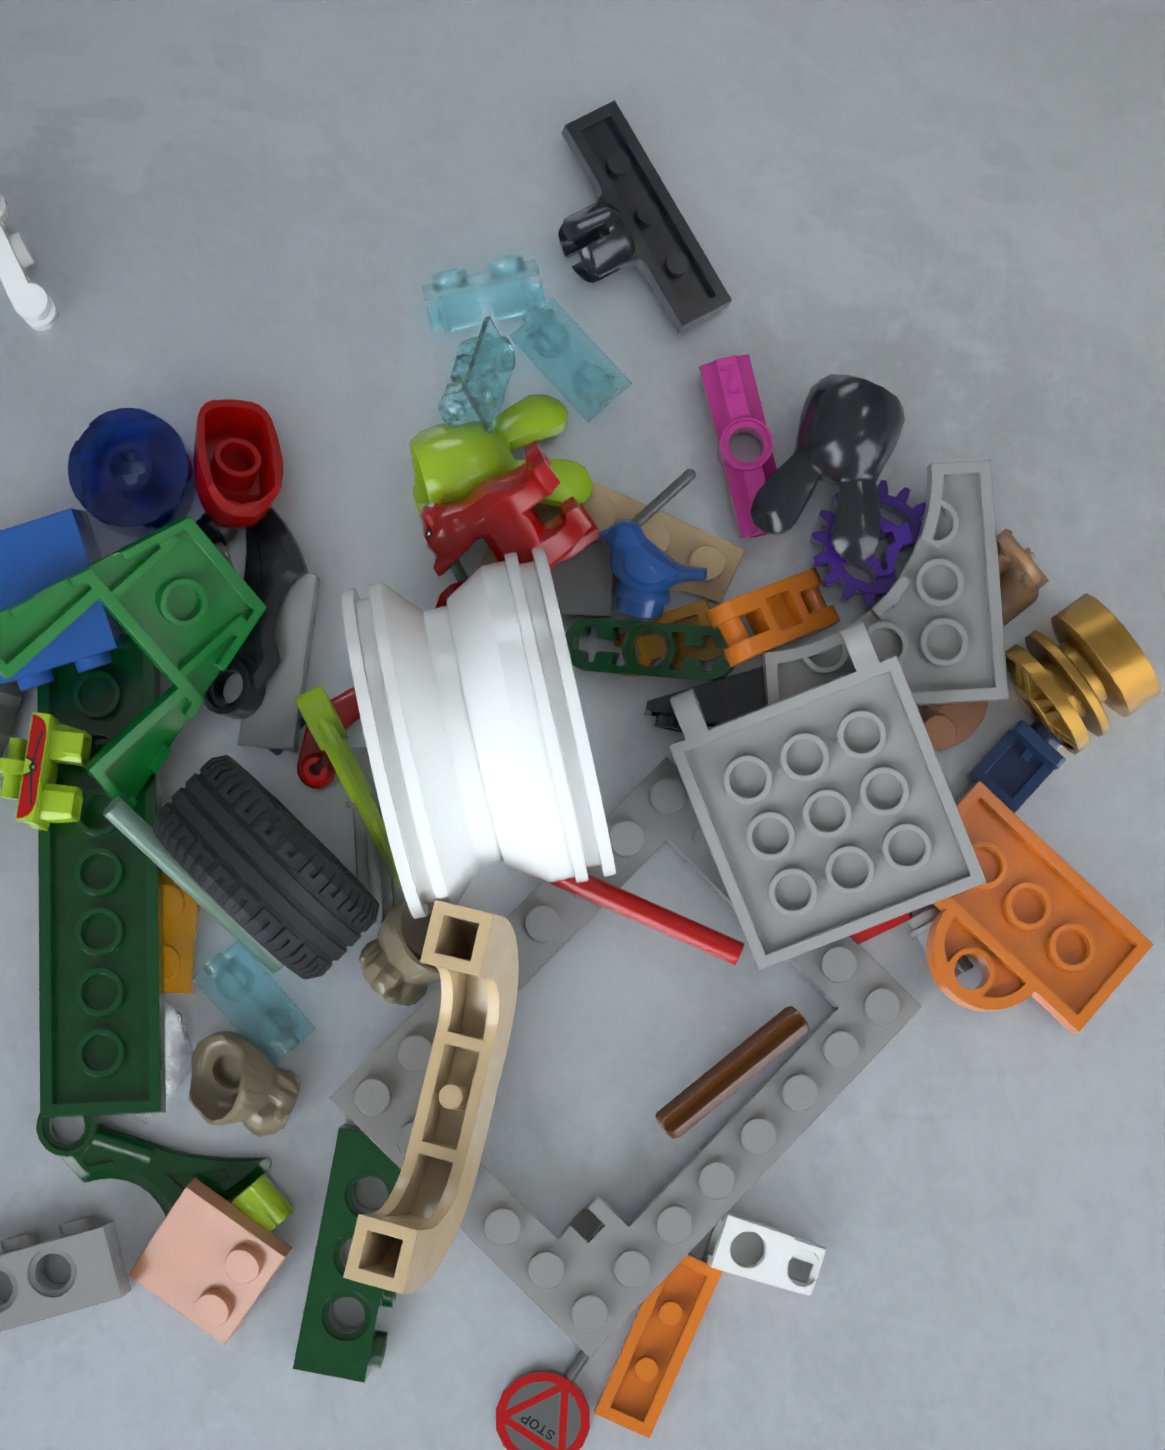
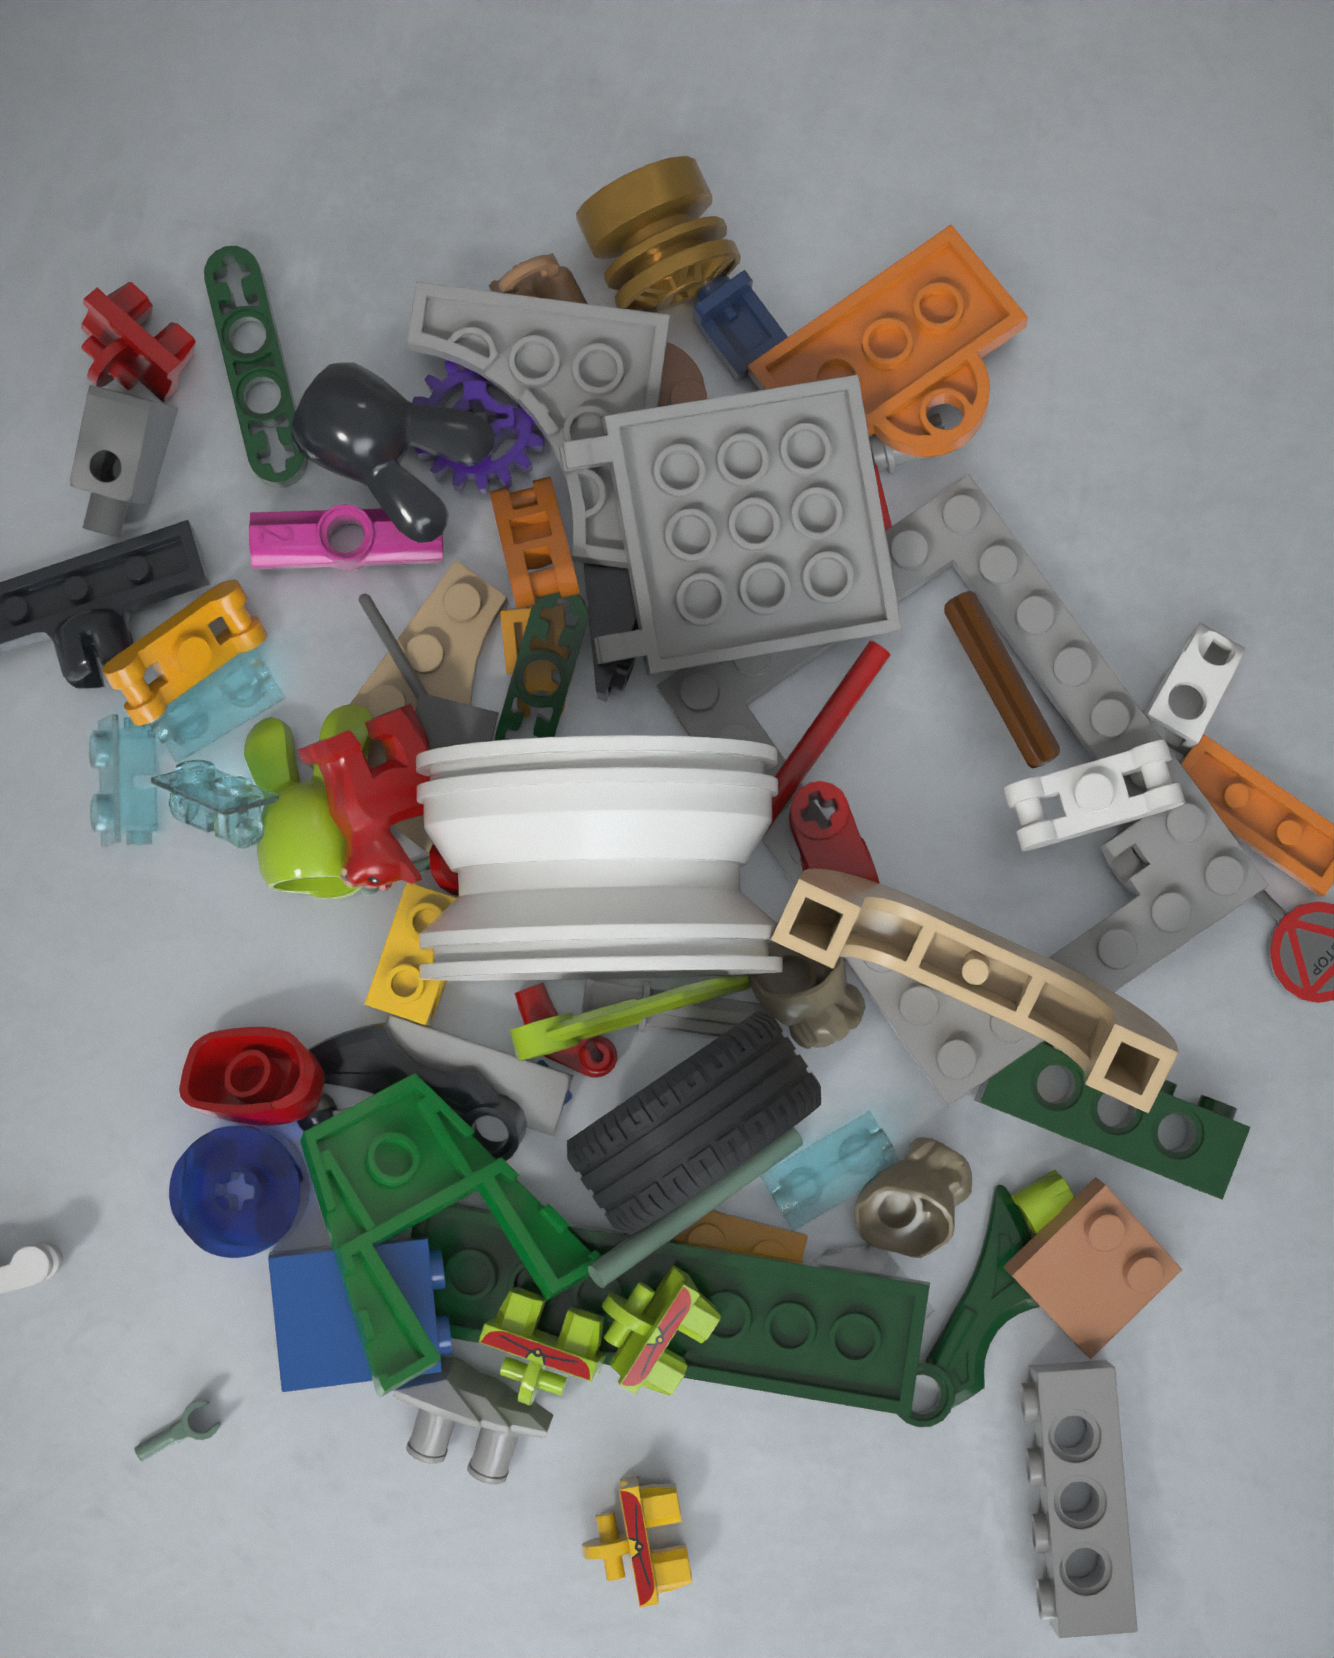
camera: 80 degrees left, 0 degrees up
(79, 862) = (648, 1324): none -> lime hips
(349, 570) = (397, 979): none -> yellow brick
(540, 946) = (832, 848): none -> red piece
(609, 321) = (184, 651): none -> light orange plate
(639, 1178) = (1094, 795): none -> white plate
(643, 570) = (458, 667): blue animal -> none
(800, 229) = (126, 429): none -> dark grey torso
(875, 211) = (127, 350): none -> red hips
(883, 325) = (251, 368): none -> dark green beam

